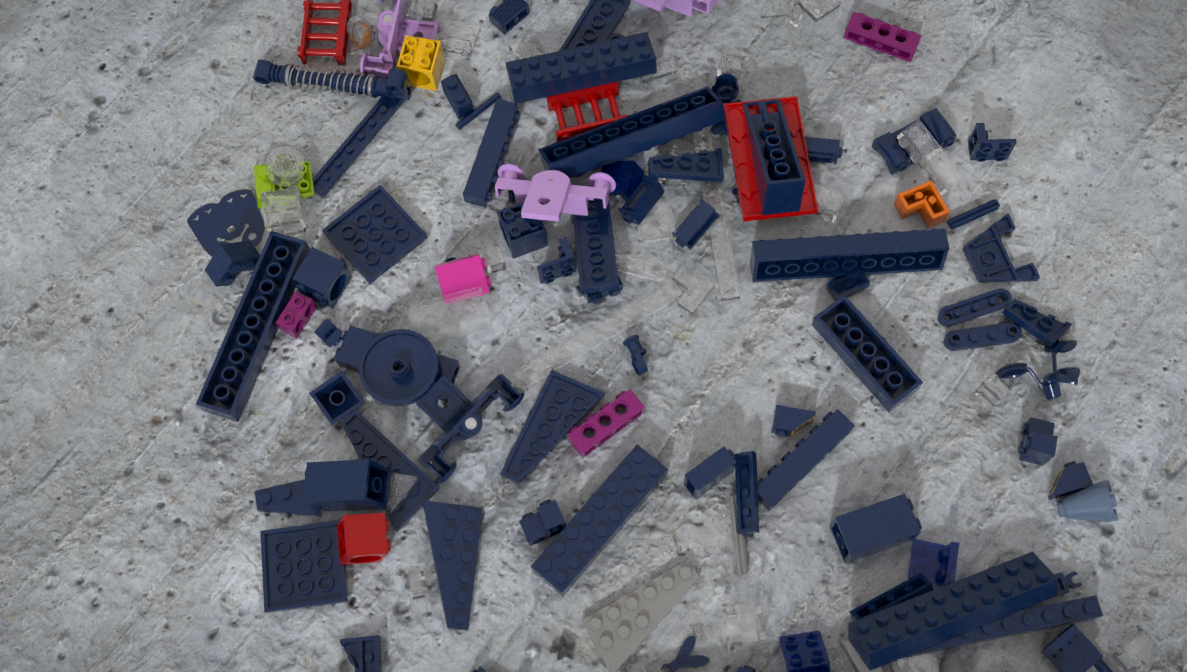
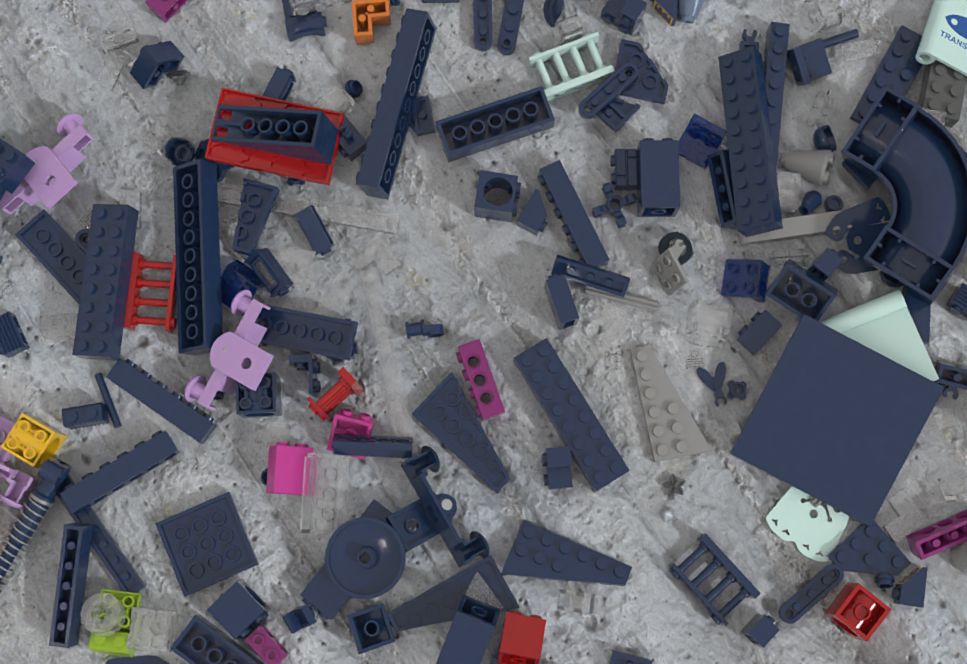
camera: 75 degrees left, 10 degrees up
(307, 133) = (70, 585): none -> dark blue brick
(416, 140) = (120, 472): none -> dark blue brick
(508, 342) = (372, 446): none -> dark blue fence
(514, 321) = (348, 423): none -> dark pink plate
(542, 290) = (335, 395): none -> red fence
(796, 225) = (351, 141): none -> dark blue brick
(797, 64) = (178, 75): none -> dark grey plant
(798, 361) = (491, 180): none -> dark blue brick
(801, 38) = (154, 62): none -> dark blue brick
(806, 571) = (674, 251): none -> light grey plate
(820, 484) = (617, 213): none -> dark blue pin
(848, 214) = (353, 88): none -> dark blue plate
(874, 492) = (625, 169): none -> dark blue brick
(929, 465) = (617, 113): none -> dark blue wing
(947, 450) = (608, 90): none -> dark blue plate
(950, 426) = (568, 84): none -> light aqua fence
(978, 477) = (649, 82): none -> dark blue plate

